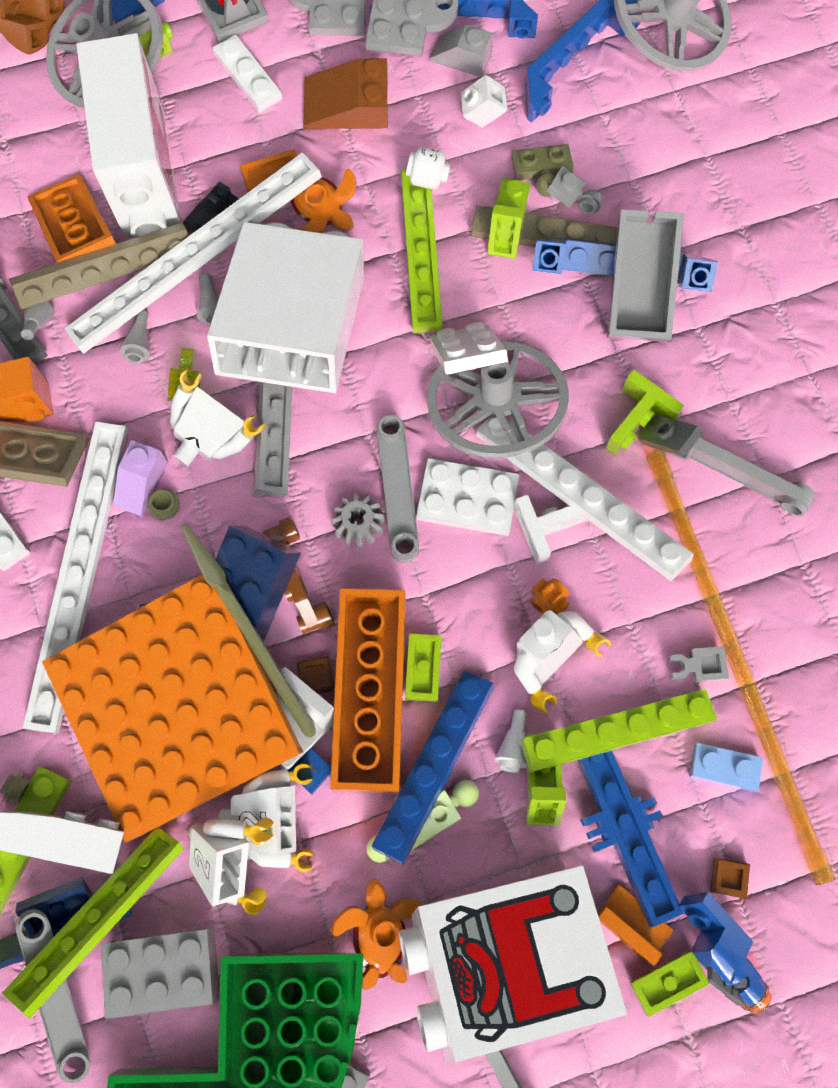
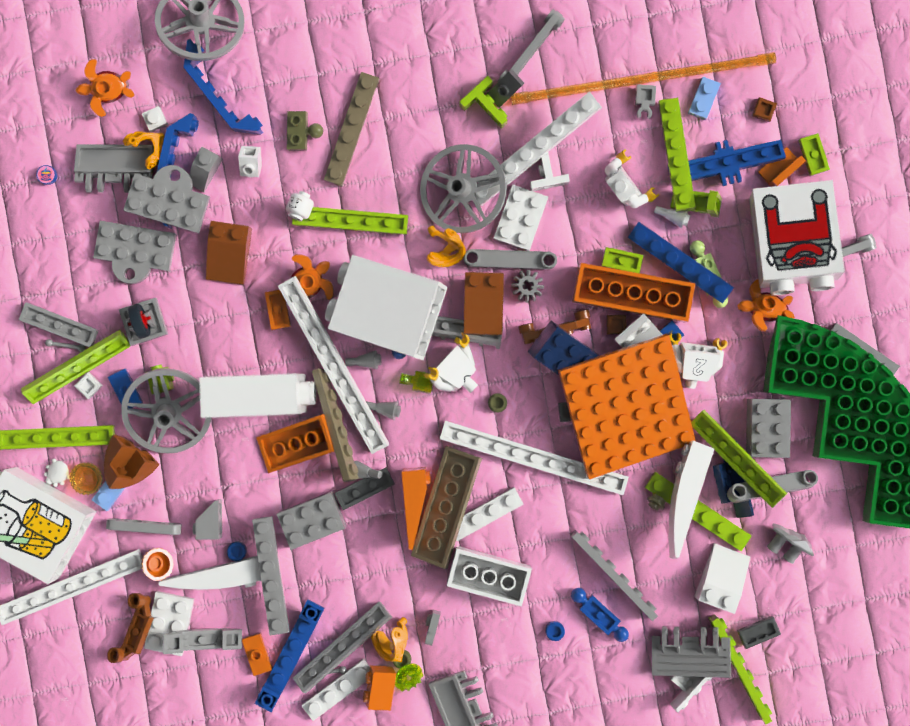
camera: 80 degrees left, 15 degrees up
(138, 477) = (480, 416): lavender slope -> none
(212, 205) = (300, 352): black plate -> none
(216, 578) = (565, 369): olive piece -> none
(220, 860) = (714, 386): white torso -> none
(247, 73) = (196, 317): white plate -> none
(319, 453) = (483, 303): none -> dark orange slope
(384, 390) = (443, 258): none -> light orange helmet
(467, 348) = (431, 201): white plate -> none
(508, 218) = (342, 160): lime bracket -> none
(549, 596) = (593, 179): orange gear -> none
(568, 189) = (322, 117): light grey plate -> none
(599, 257) = (396, 50): slope -> none
(645, 275) = (401, 82): light grey piece -> none
(723, 953) = (805, 122): blue plate -> none

